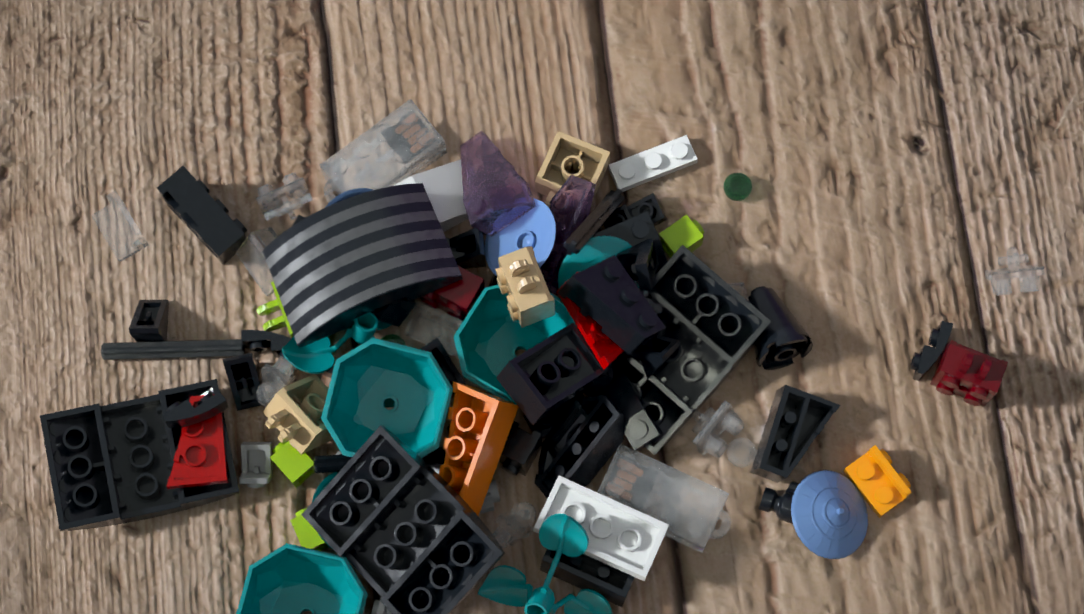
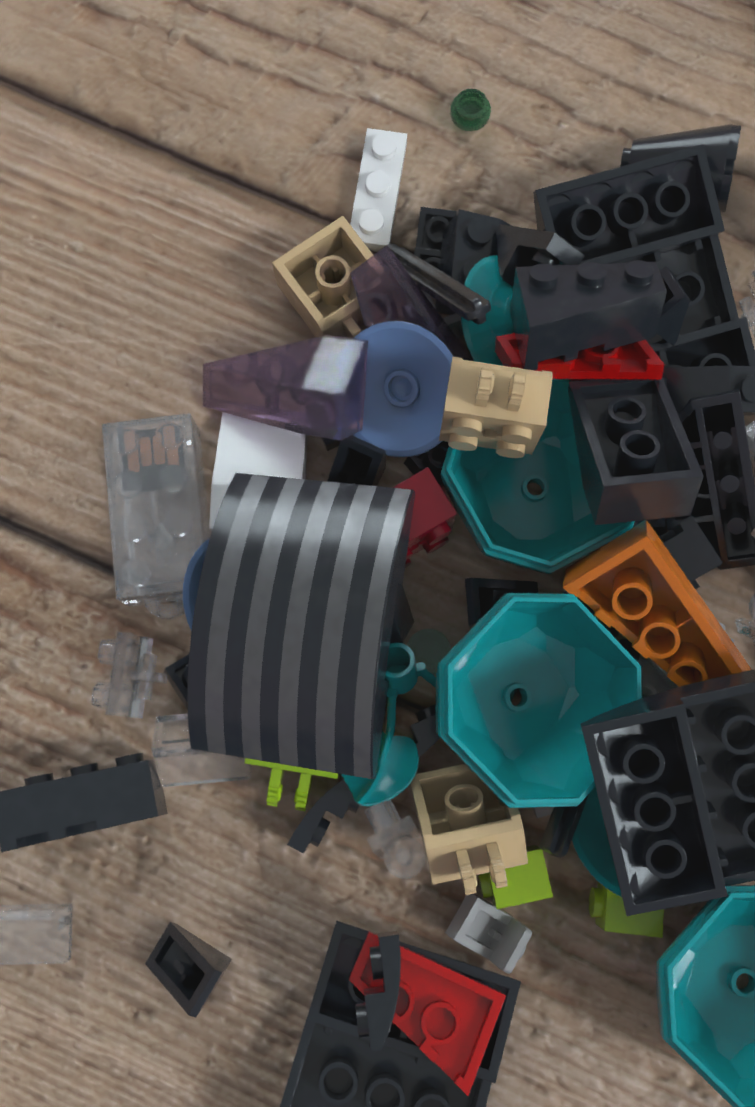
camera: 60 degrees left, 5 degrees up
(172, 349) = (247, 960): black axle -> none
(244, 380) = (359, 881): black slope -> none
(430, 324) = (440, 575): clear panel -> none
(680, 233) = (502, 198): lime brick -> none

